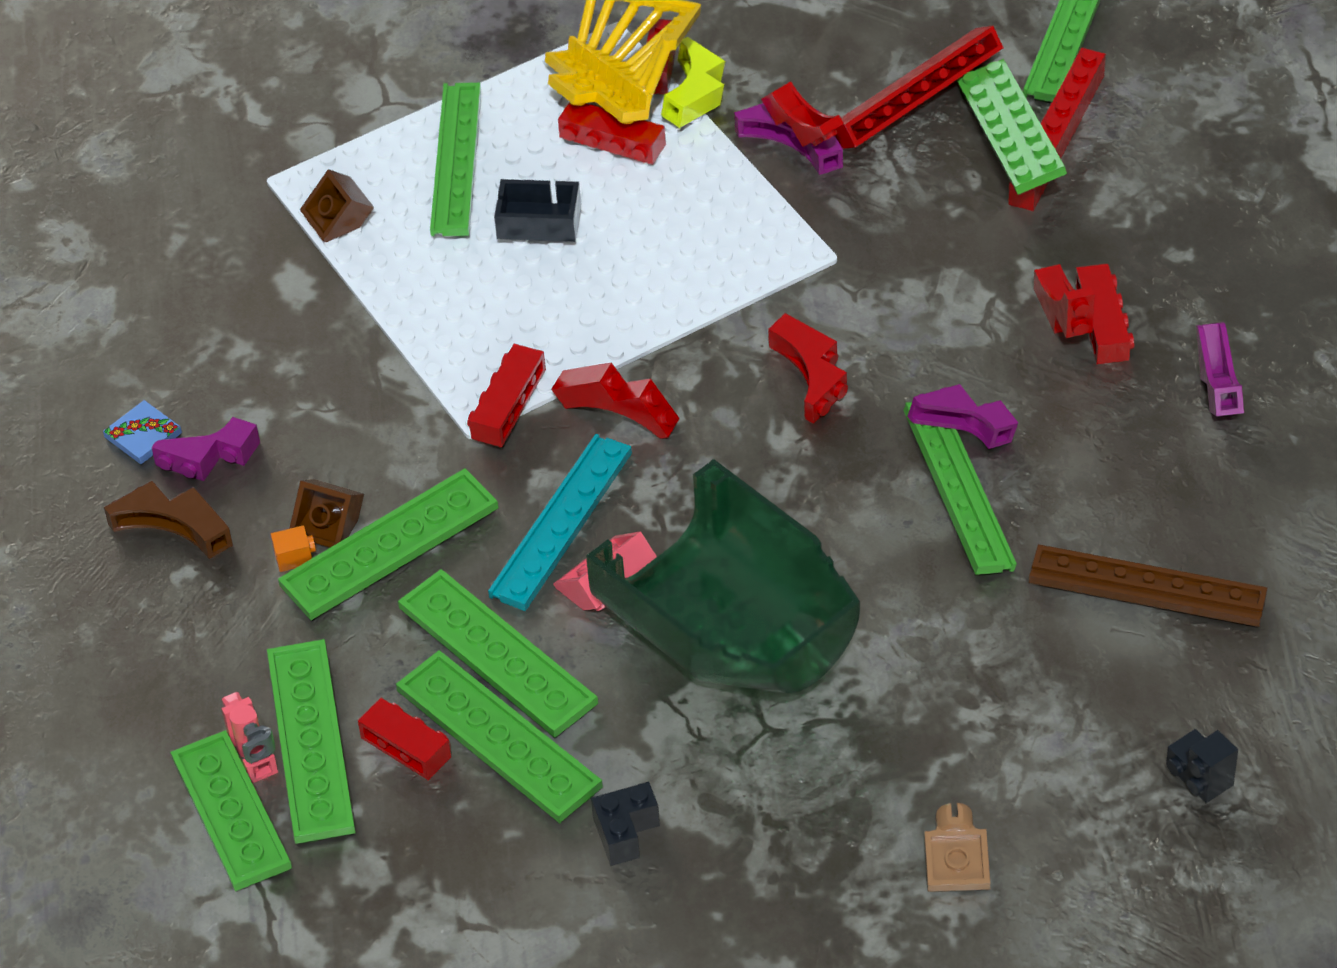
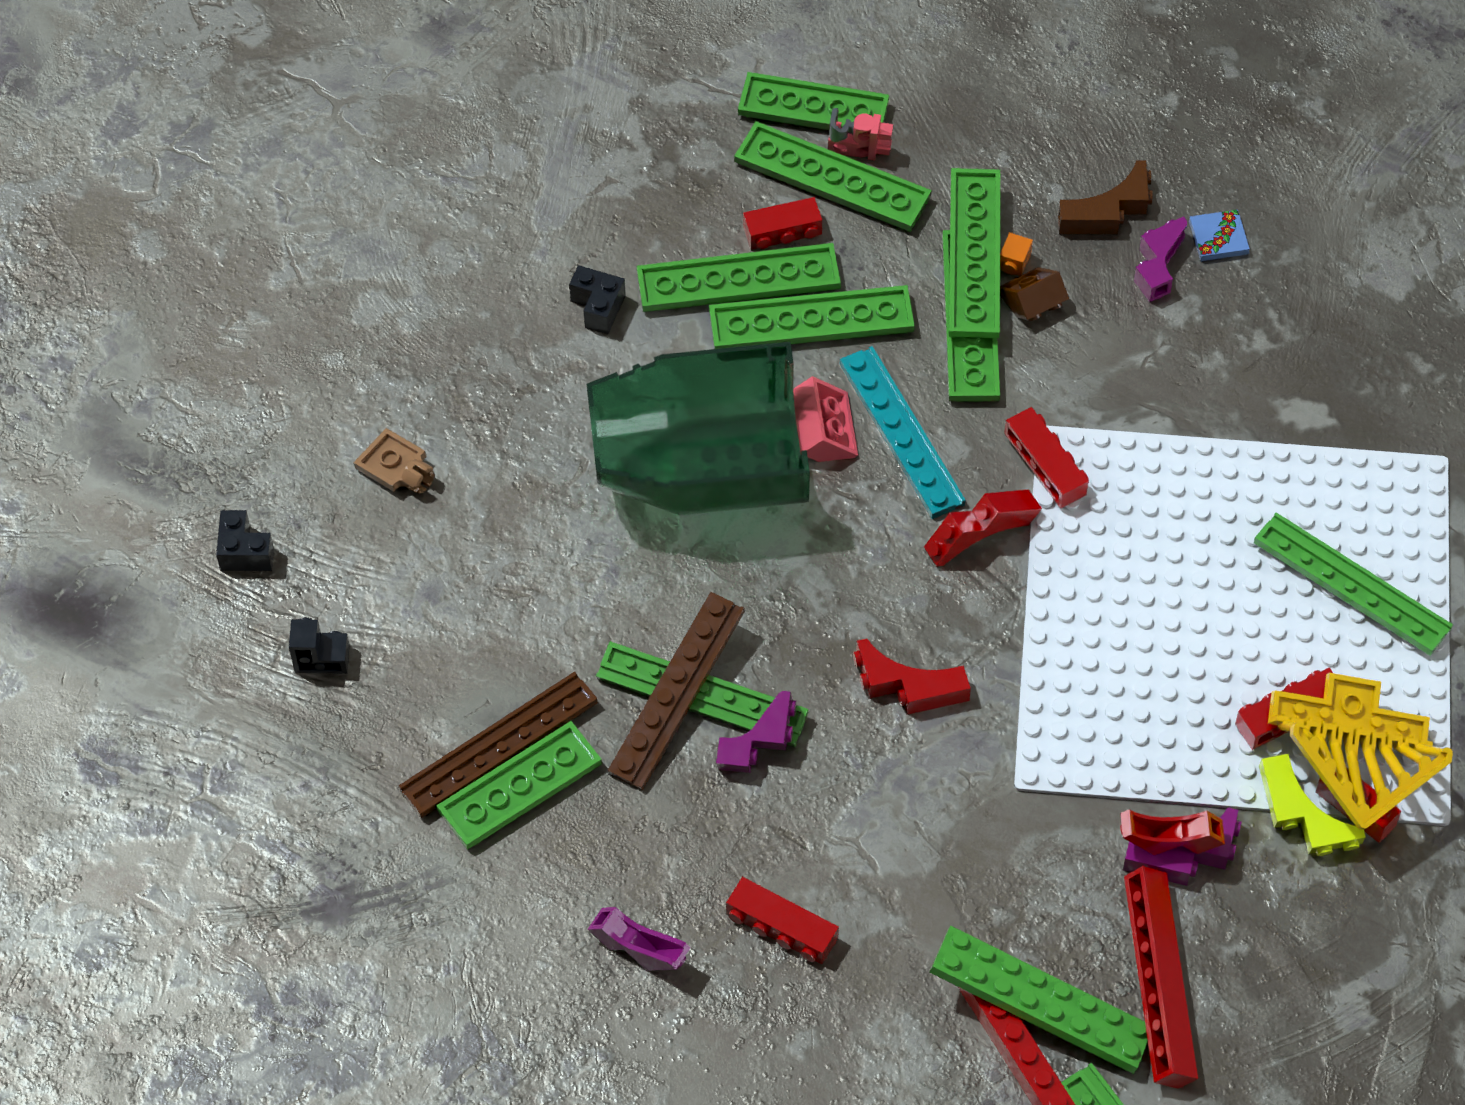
camera: 125 degrees right, 10 degrees up
(320, 565) = (974, 253): none -> bright green plate
(336, 206) = (1357, 470): reddish brown slope -> none
(528, 212) = (1229, 590): black piece -> none
(977, 492) = (676, 691): none -> reddish brown plate
(1064, 307) = (807, 889): red arch -> none
(1166, 905) = (239, 548): none -> black brick
(1168, 544) = (519, 785): none -> bright green plate

